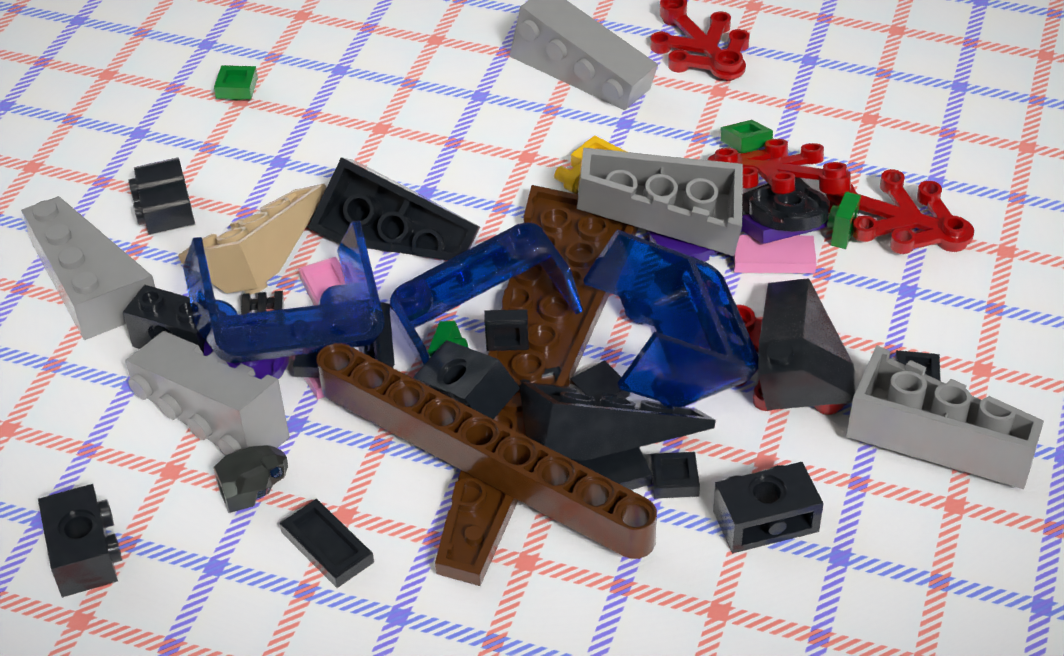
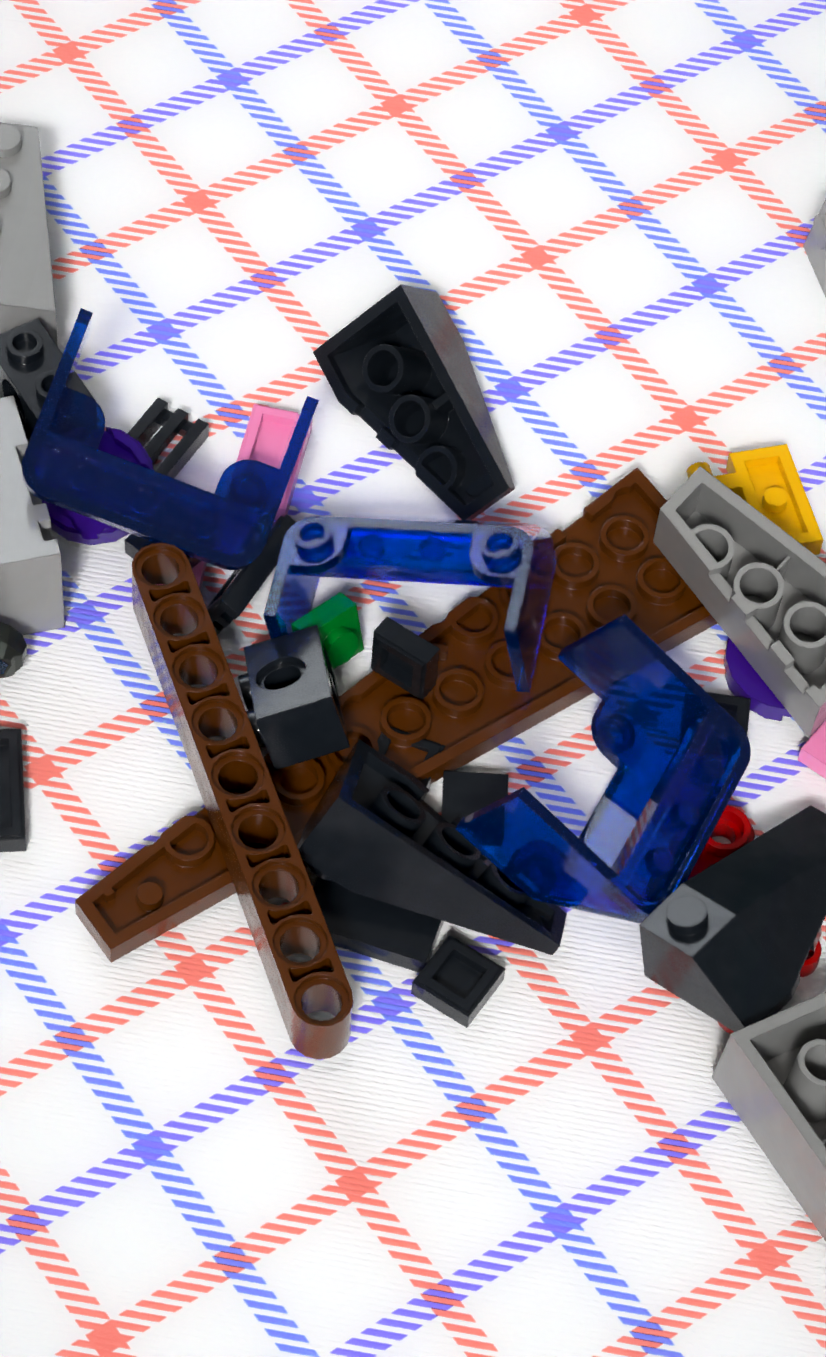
camera: 30 degrees right, 10 degrees up
(162, 196) = (175, 196): black brick -> none
(236, 82) = (402, 75): green plate -> none
(260, 243) = (218, 345): tan wedge -> none
(767, 507) = (536, 1127): black brick -> none

